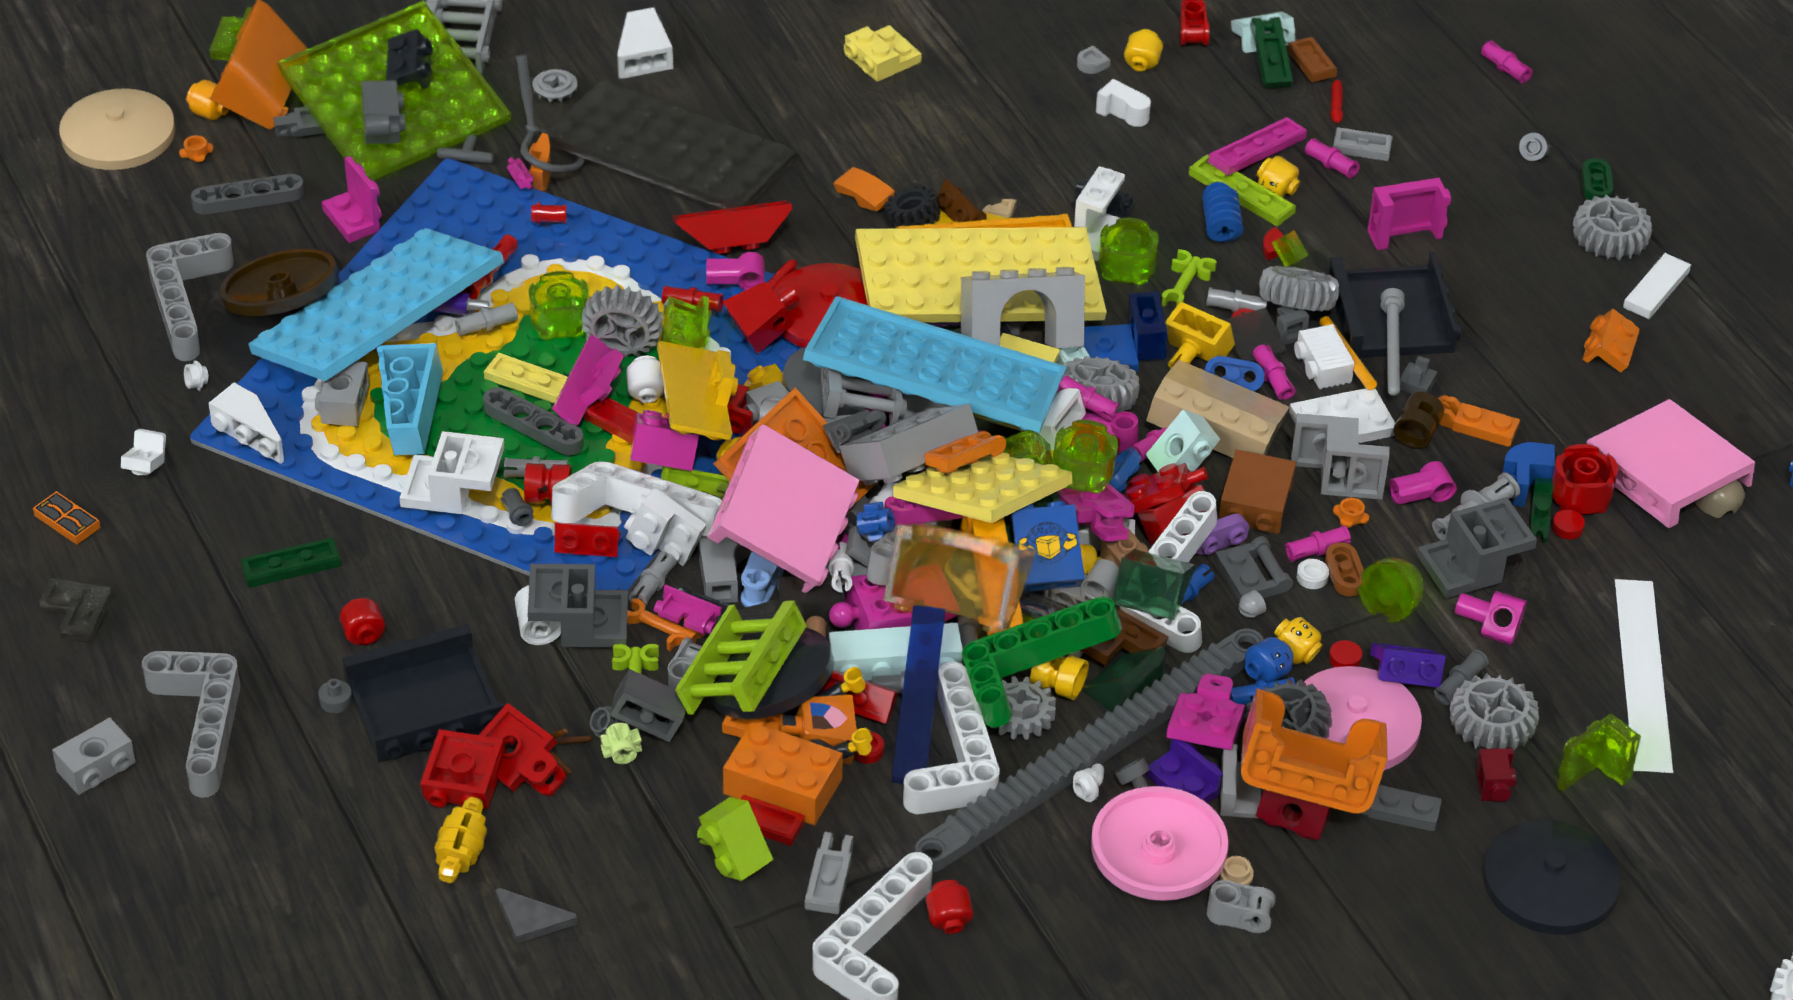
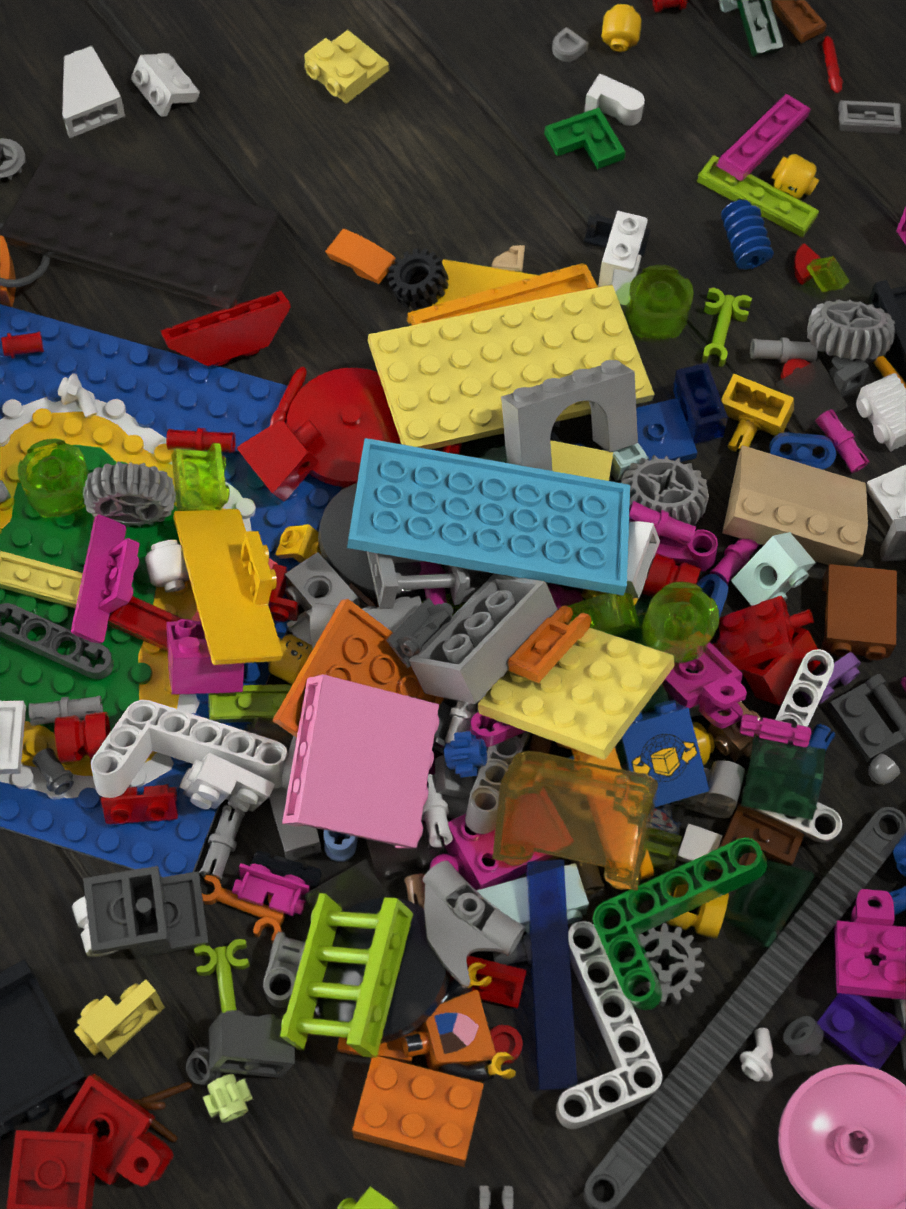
camera: 10 degrees left, 20 degrees up
(540, 673) = (109, 1026): none -> light yellow plate
(586, 250) = (72, 390): none -> white plate
(711, 44) = (163, 82): none -> white bracket
(745, 271) = (251, 394): dark pink piece -> none
(775, 821) = (410, 1173): red tile -> none
(847, 636) = (463, 921): none -> light grey pin
(957, 205) = (466, 269): reddish brown hinge -> none
(1093, 122) = (587, 131): none -> green plate
(1153, 545) = (775, 730): none -> dark pink axle
(1332, 158) = (844, 142): dark pink pin -> none

